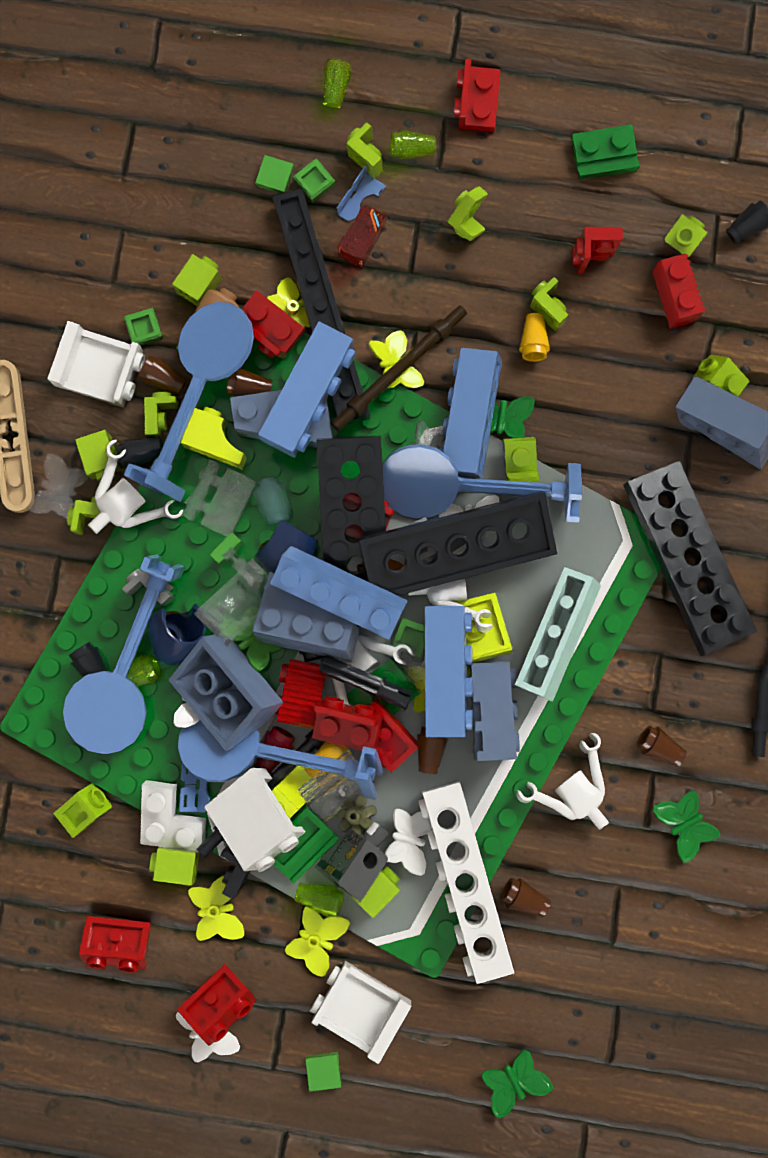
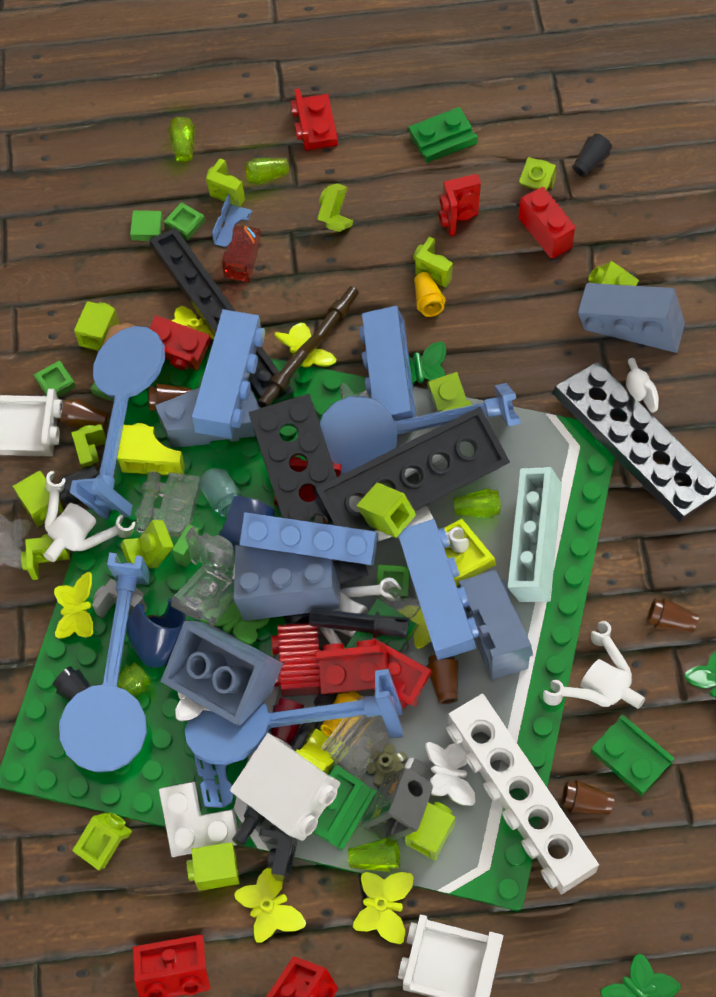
camera: 15 degrees left, 20 degrees down
(107, 581) = (75, 608): none -> neon yellow piece
(188, 541) = (151, 545): none -> lime bracket
(420, 584) = (386, 510): none -> lime brick
(516, 583) = (481, 504): none -> clear neon green cone
(580, 867) = (632, 755): none -> green plate
(712, 501) = (641, 386): none -> white hand

